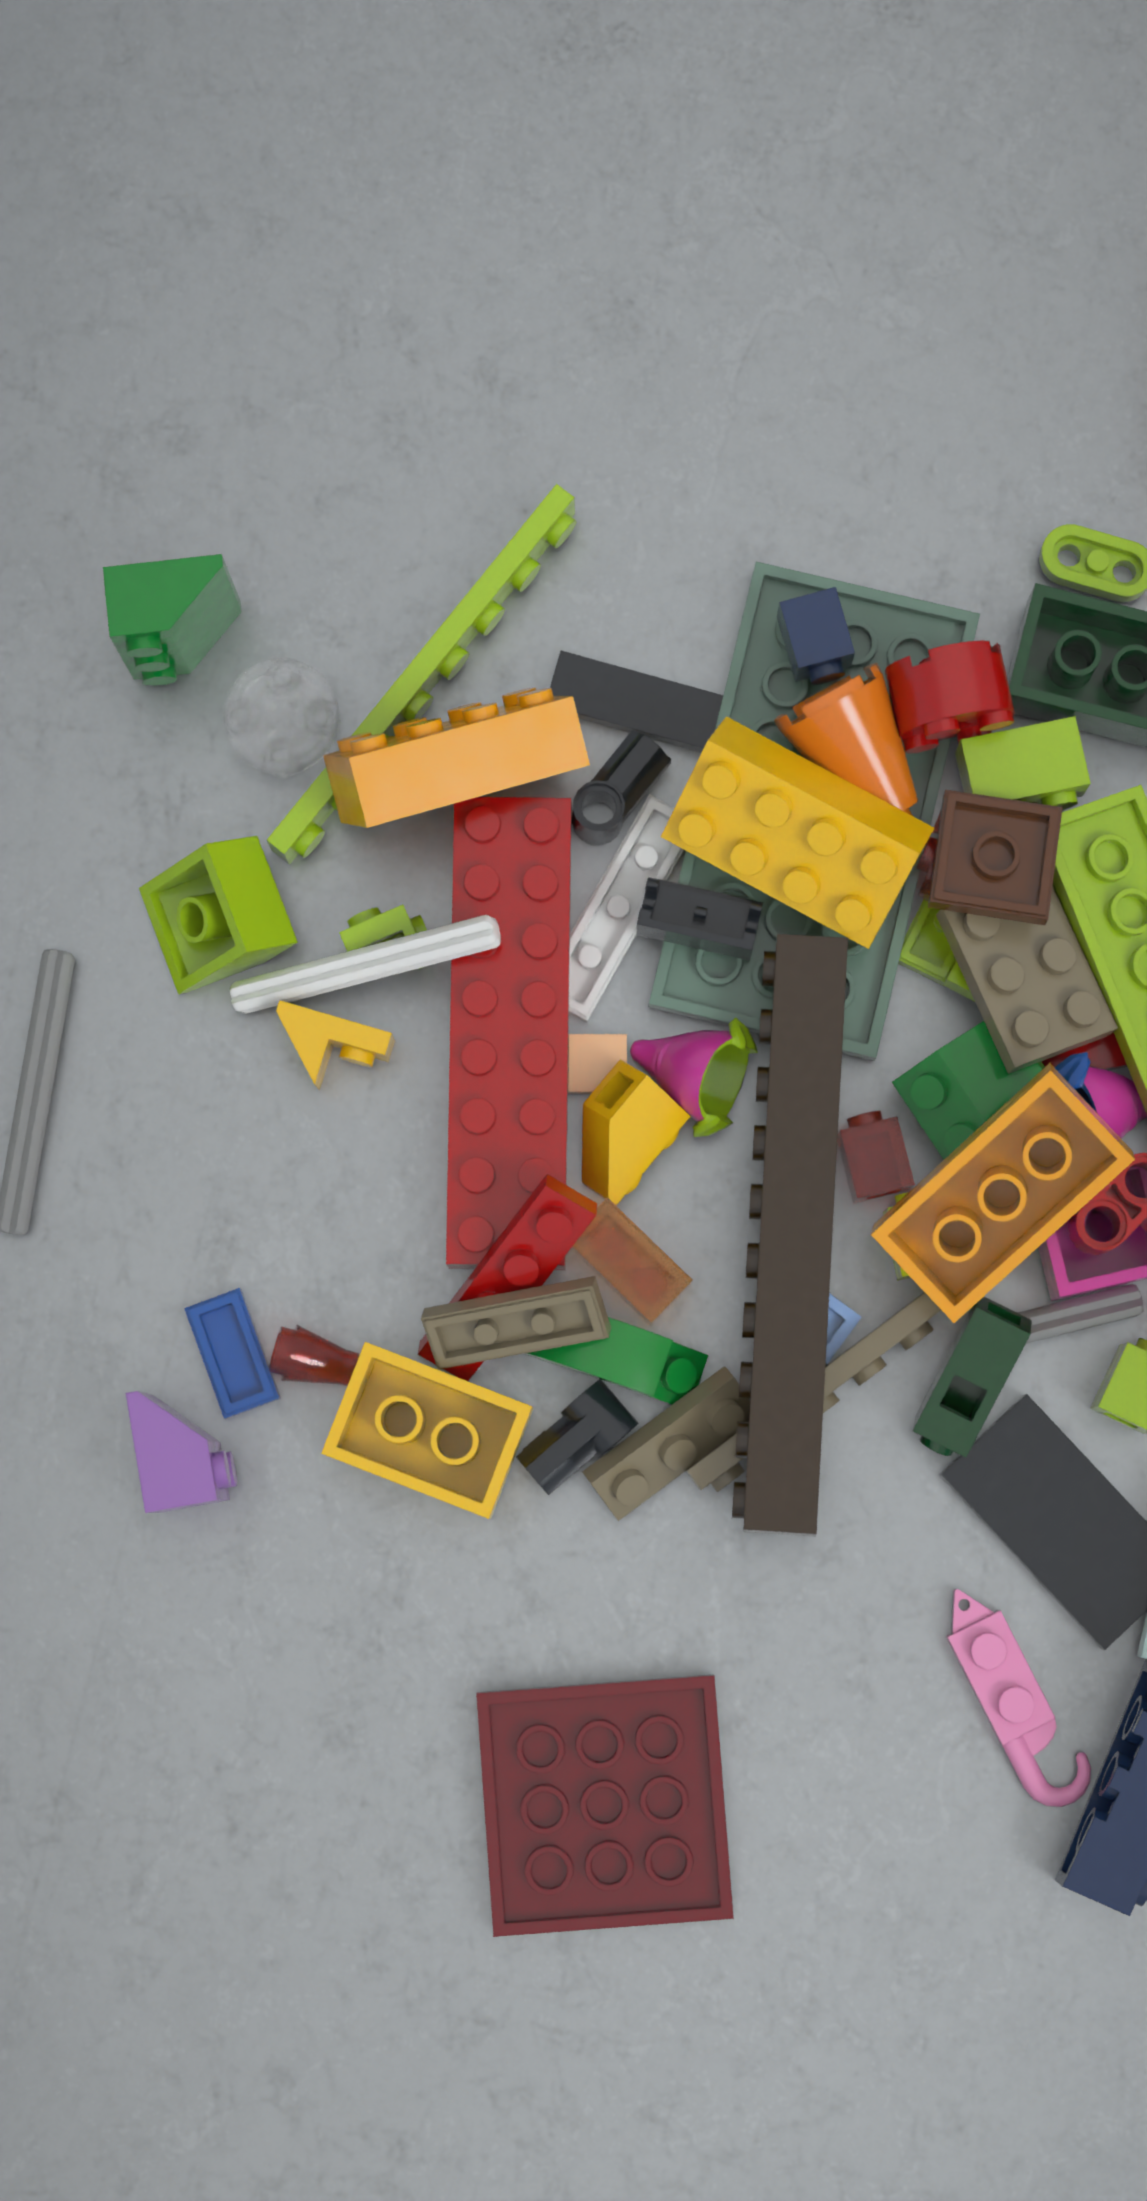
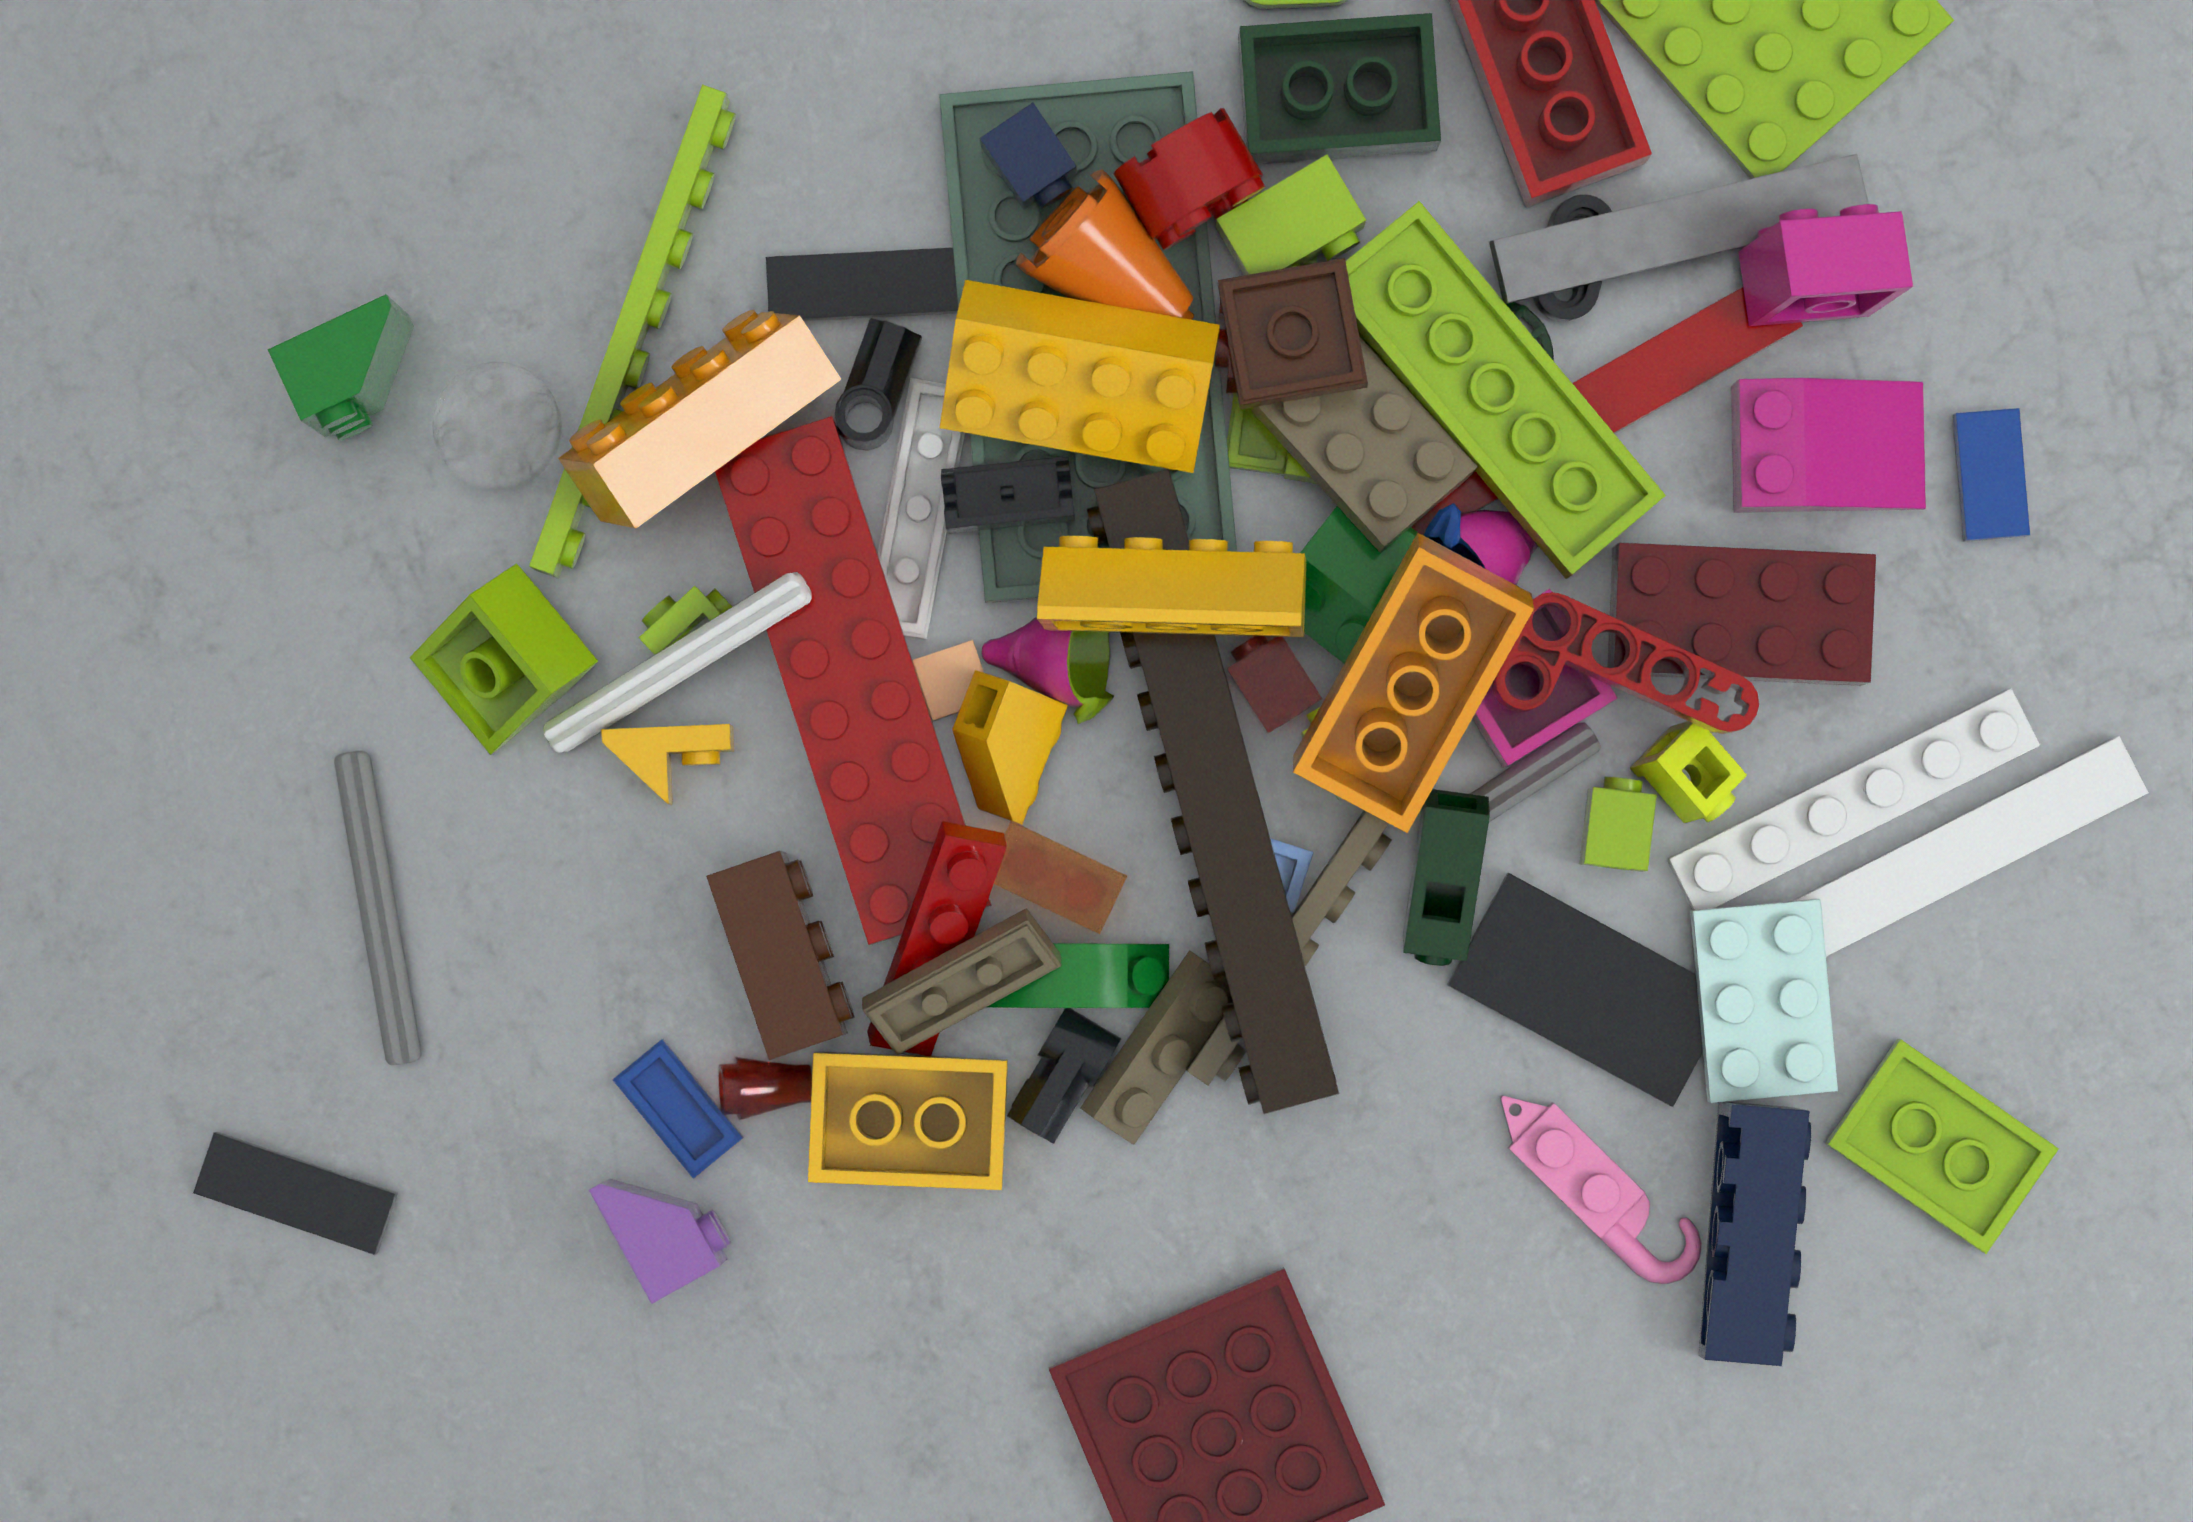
camera: 25 degrees left, 5 degrees up
(366, 1246) = (780, 953): none -> reddish brown brick
(818, 1040) = (1172, 589): none -> yellow slope

